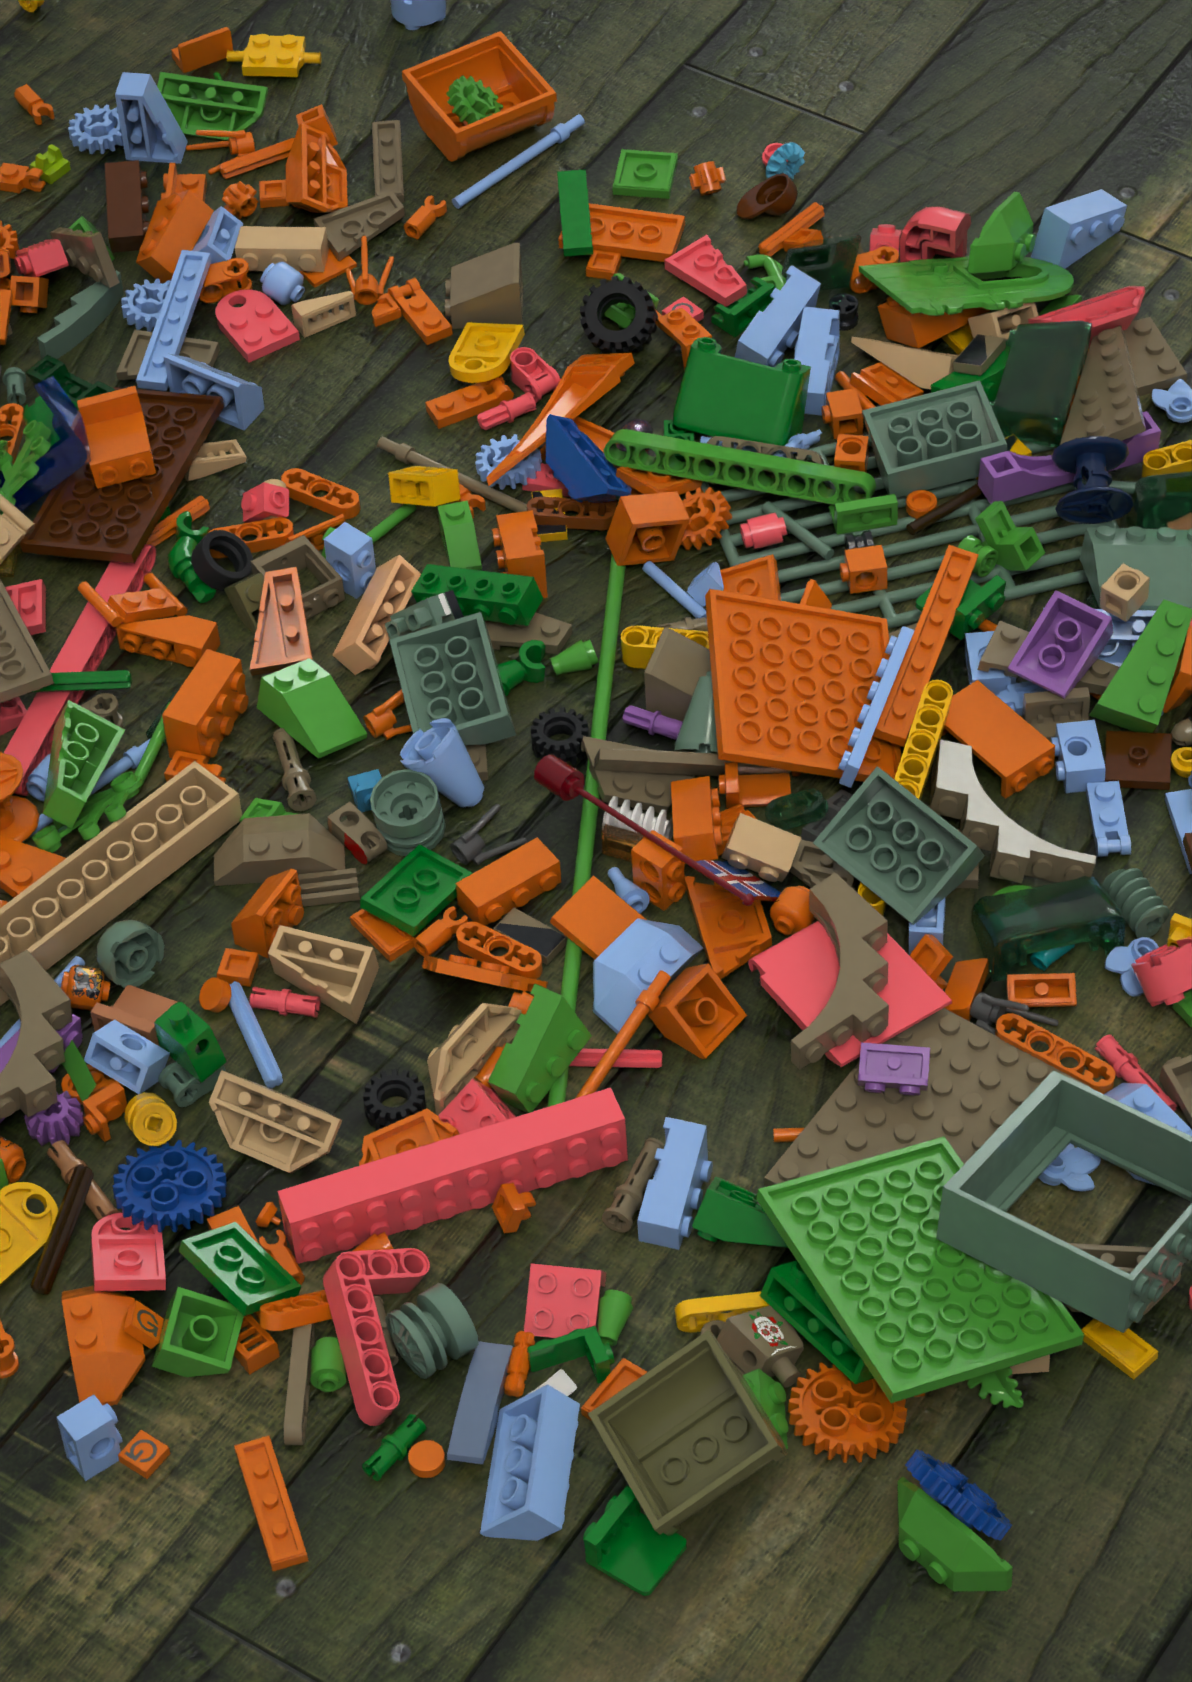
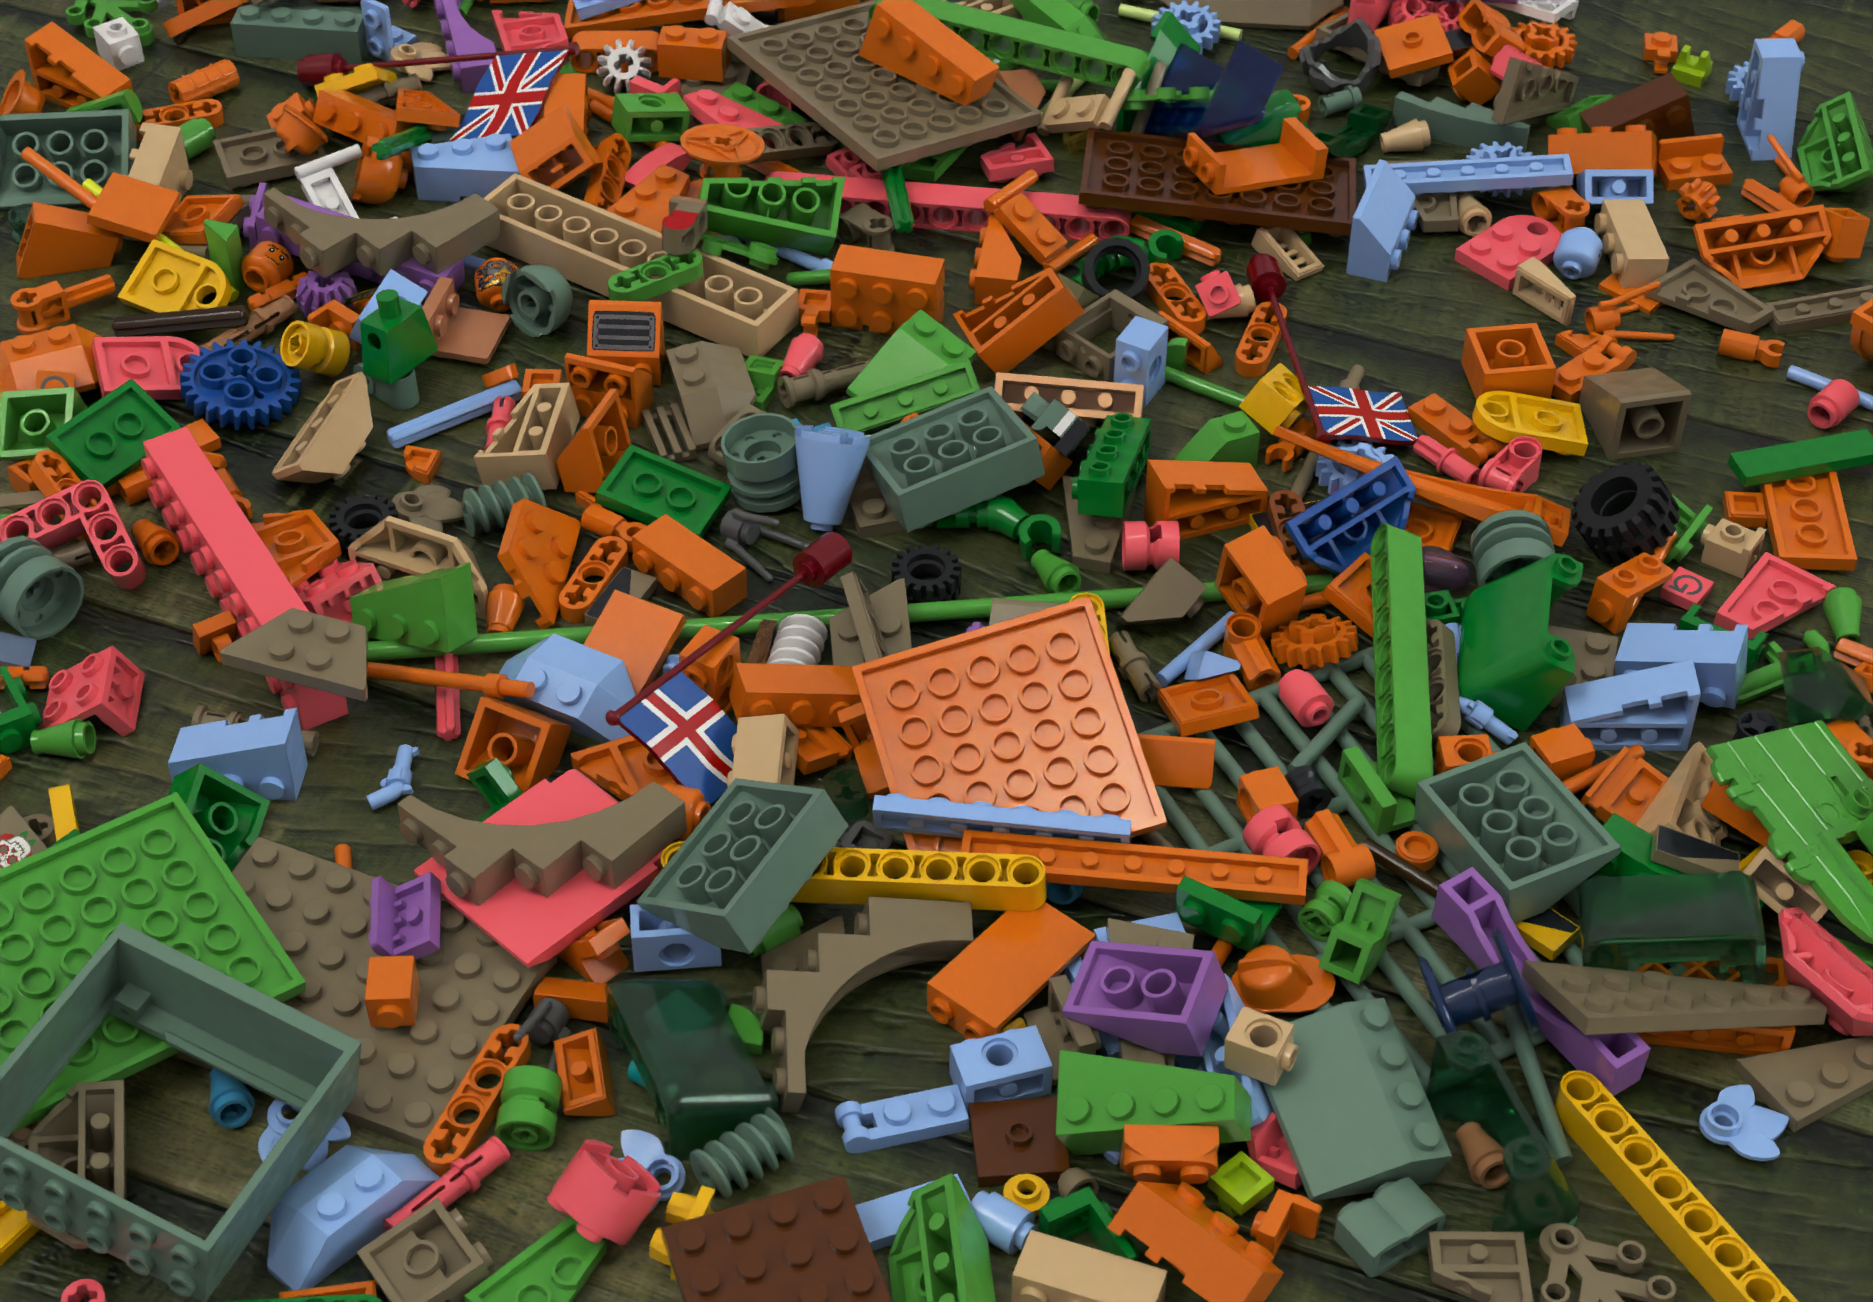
camera: 75 degrees right, 5 degrees down
(34, 1164) = (275, 292): none -> orange axle
(85, 352) = (1407, 137): none -> tan cone
(106, 813) = (684, 224): none -> dark tan leg
(153, 863) = (675, 269): none -> bright green beam
(210, 331) = (1472, 215): none -> tan cone
(216, 895) = (628, 335): none -> slope
(255, 784) = (802, 355): none -> coral cone
(311, 1063) = (422, 463): none -> orange tile
(347, 717) = (895, 402): none -> bright green tile
(355, 918) = (595, 447): none -> orange slope
(379, 1056) = (428, 507): none -> dark tan plate
(398, 1000) = (497, 502): none -> sand green piece
(417, 349) = (1508, 360): none -> orange brick
(435, 446) = (1335, 411): none -> flag
(509, 187) = (1833, 404): none -> coral brick
(566, 593) = (1149, 545): none -> coral wheel
(609, 1101) = (306, 652): none -> dark tan wing
(630, 593) = (1165, 597): none -> dark tan slope
(647, 387) = (1509, 543): none -> sand green wheel
(653, 274) = (1731, 547): none -> tan brick
(686, 559) = (1246, 645): none -> orange piece
(707, 1091) = (398, 779): none -> light blue piece
(737, 239) = (1843, 613): none -> bright green cone
(763, 1027) = (495, 785): none -> green bracket
(911, 567) = (1279, 834): none -> coral wheel
(929, 539) = (1340, 855): none -> orange piece
(965, 1083) = (392, 991): none -> orange brick
(1024, 598) = (1282, 982): none -> orange piece
(1032, 1204) = (230, 1100): none -> dark azure cone
(1077, 1018) = (528, 1108): none -> bright green wheel

